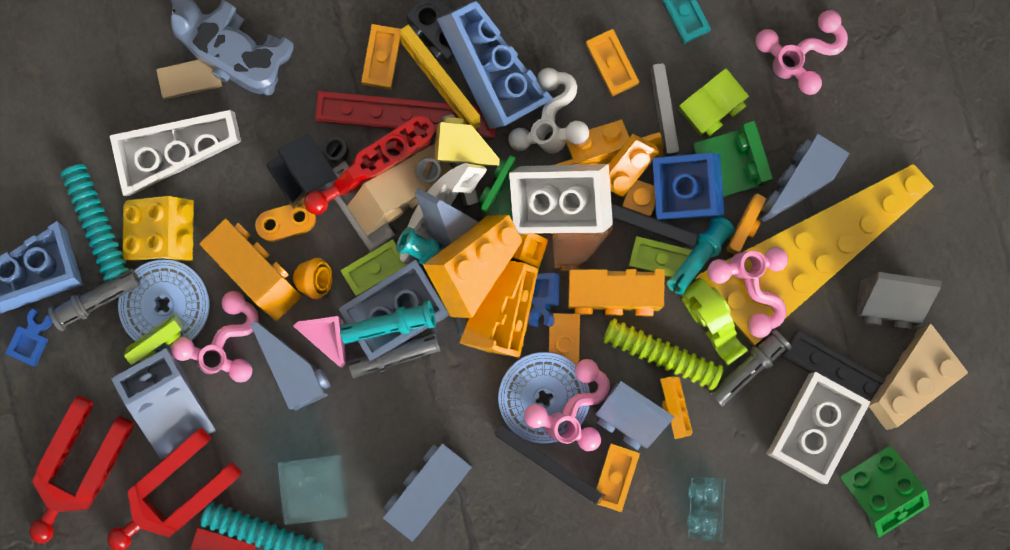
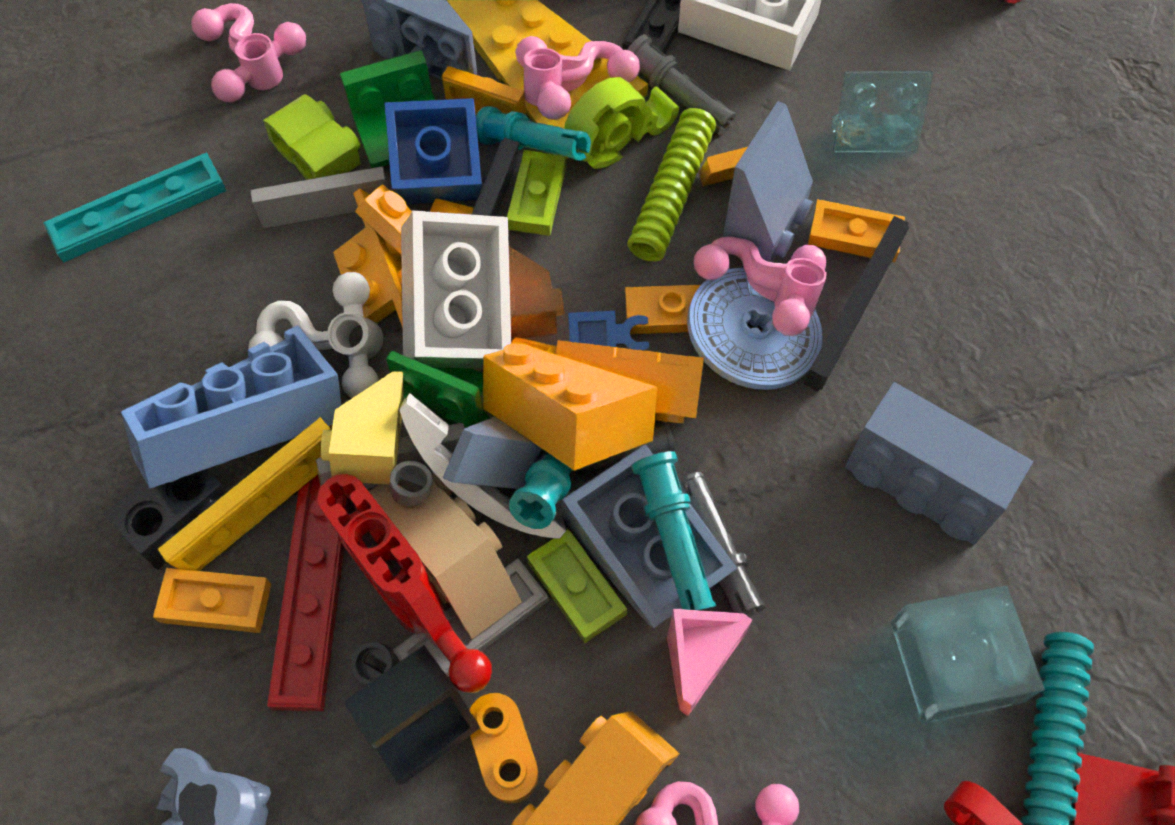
camera: 90 degrees left, 20 degrees down
(295, 375) = (784, 689): sand blue slope -> none
(313, 278) = (601, 685): light orange cone -> none
(612, 62) = (246, 267): light orange plate -> none
(616, 291) = (589, 232): light orange wedge -> none

